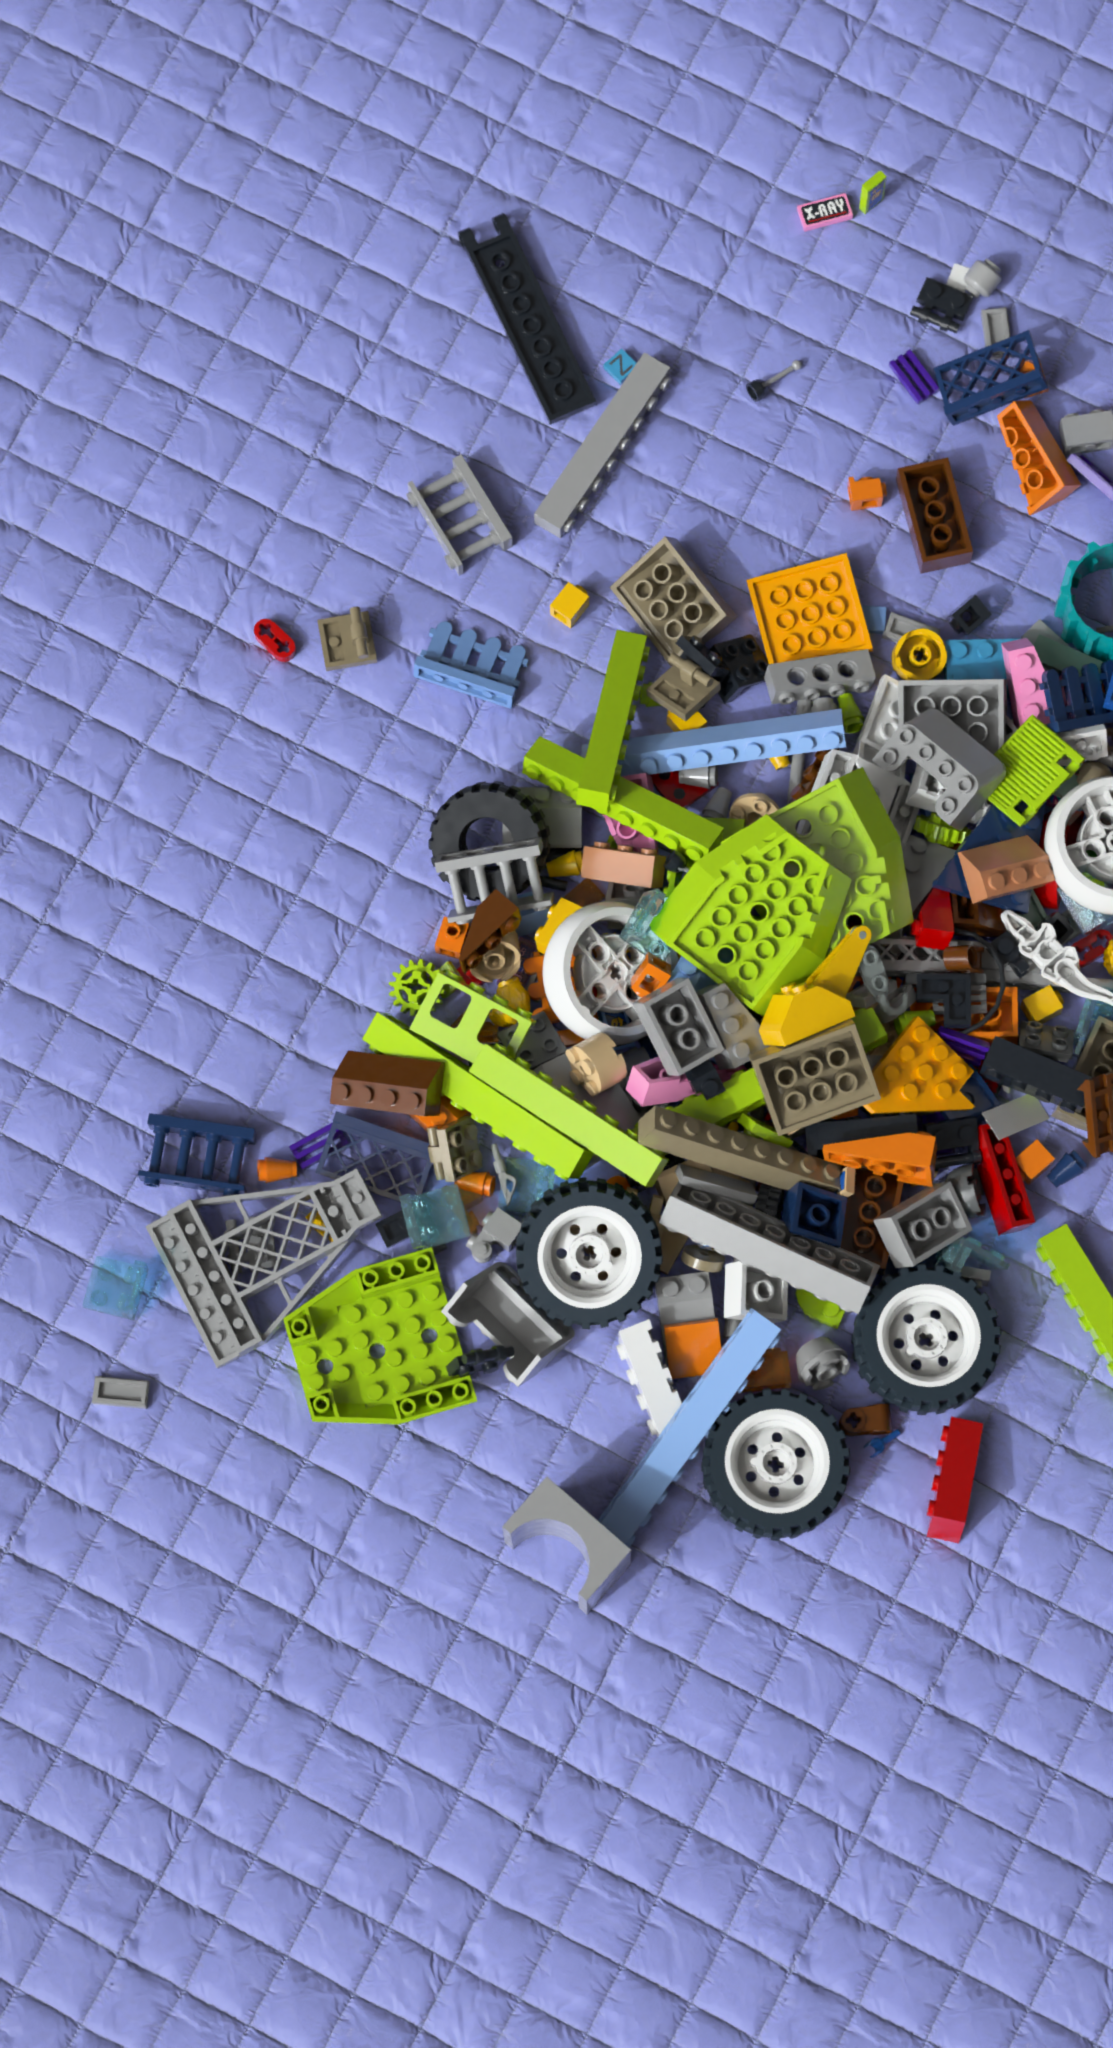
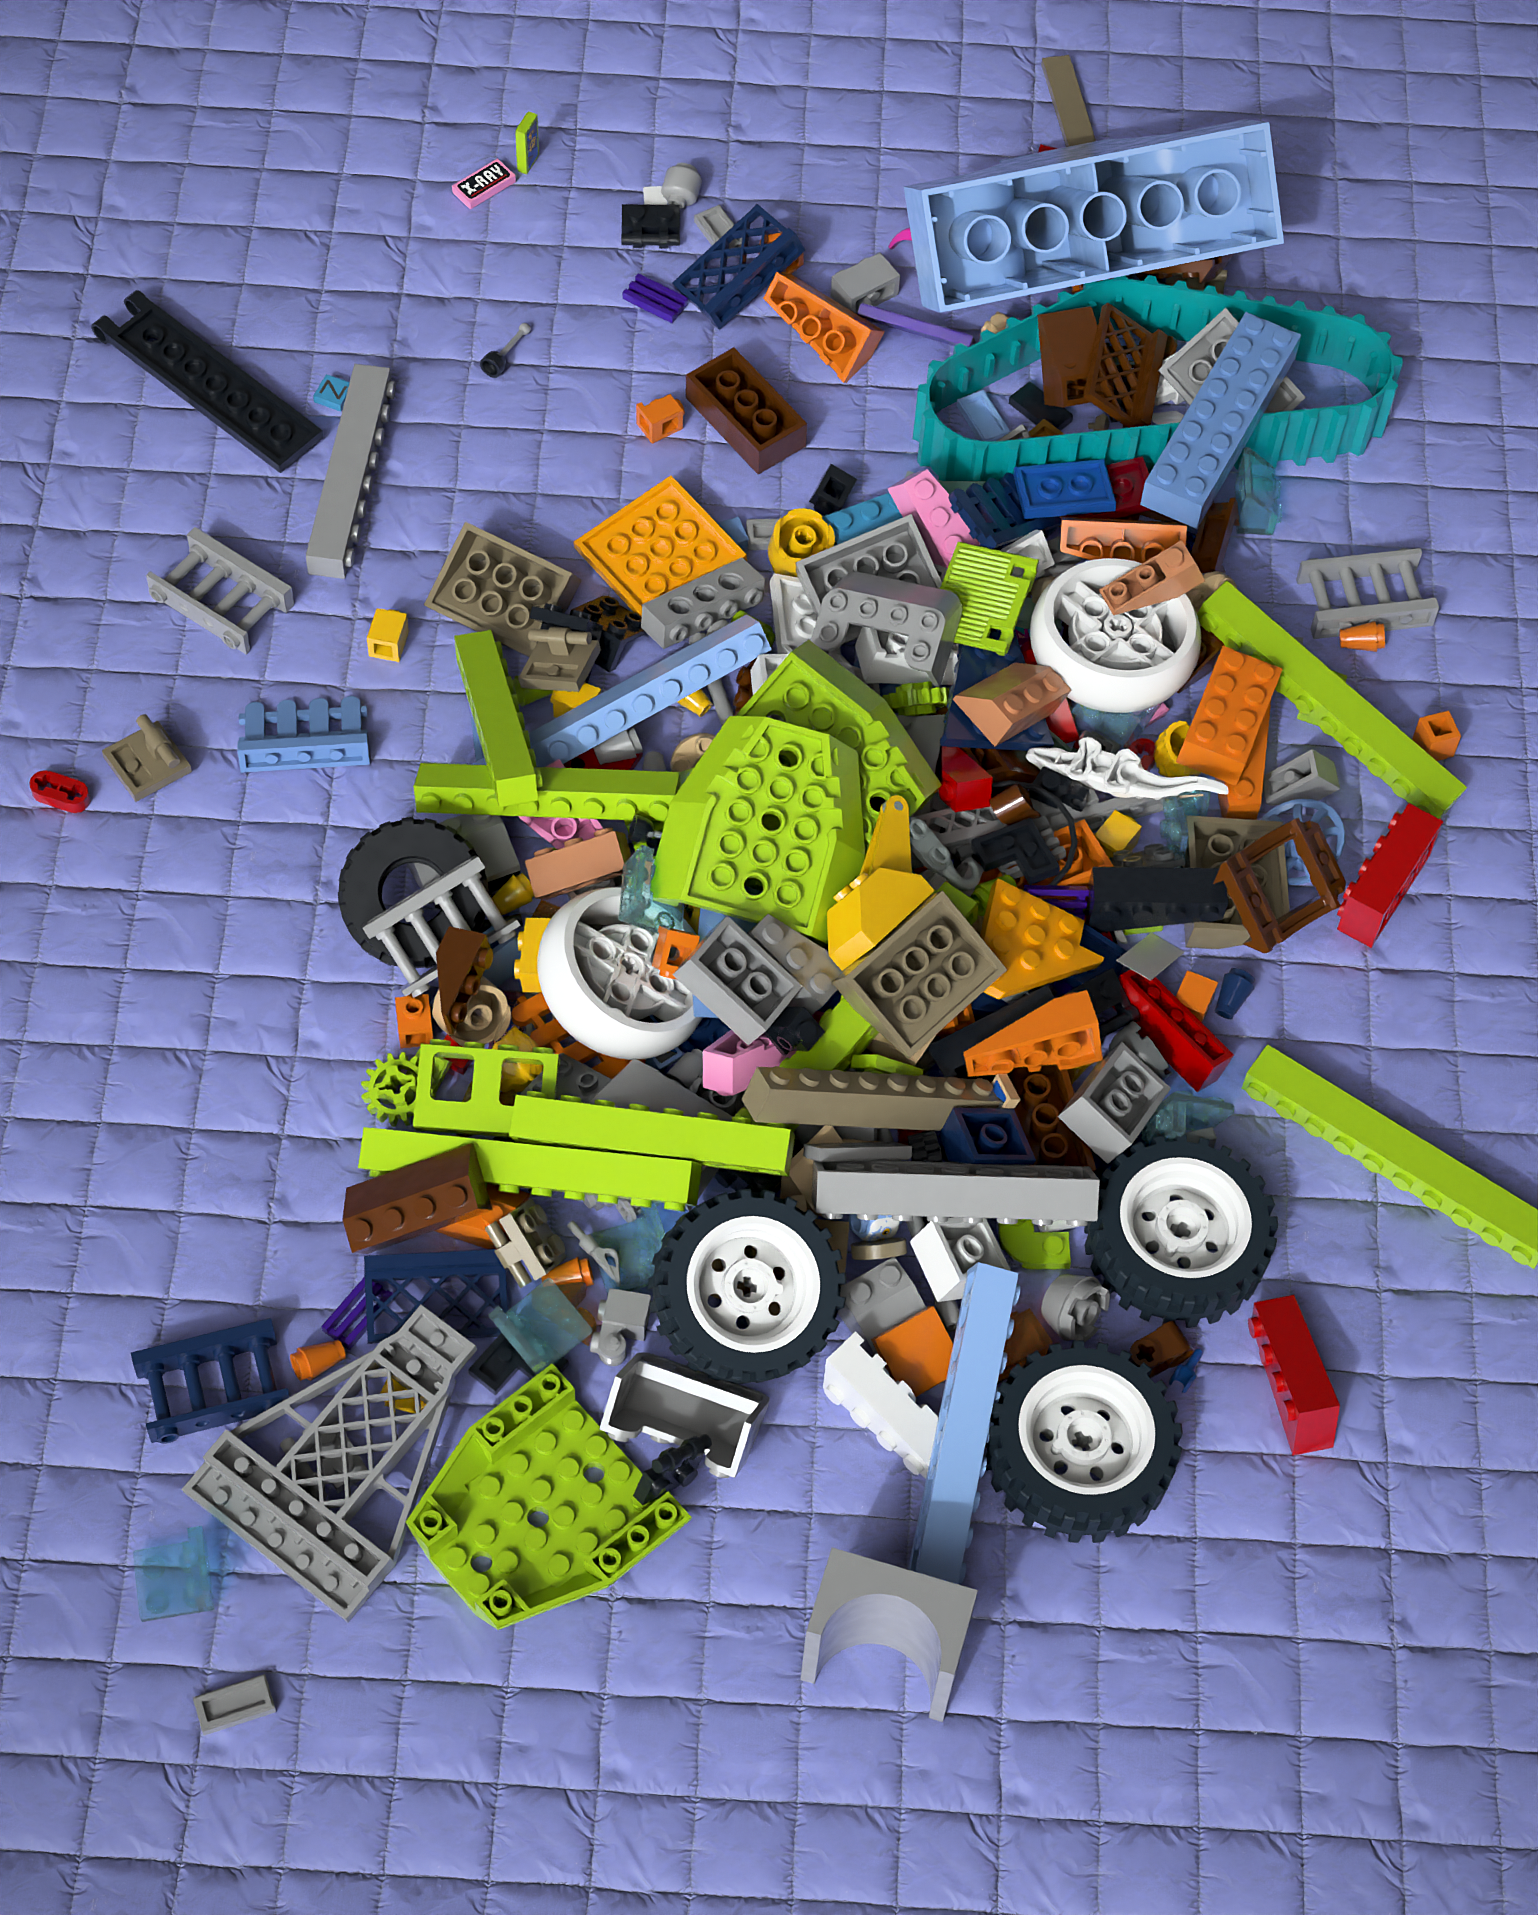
camera: 30 degrees left, 15 degrees down
(596, 1064) = (657, 1069): tan brick -> none

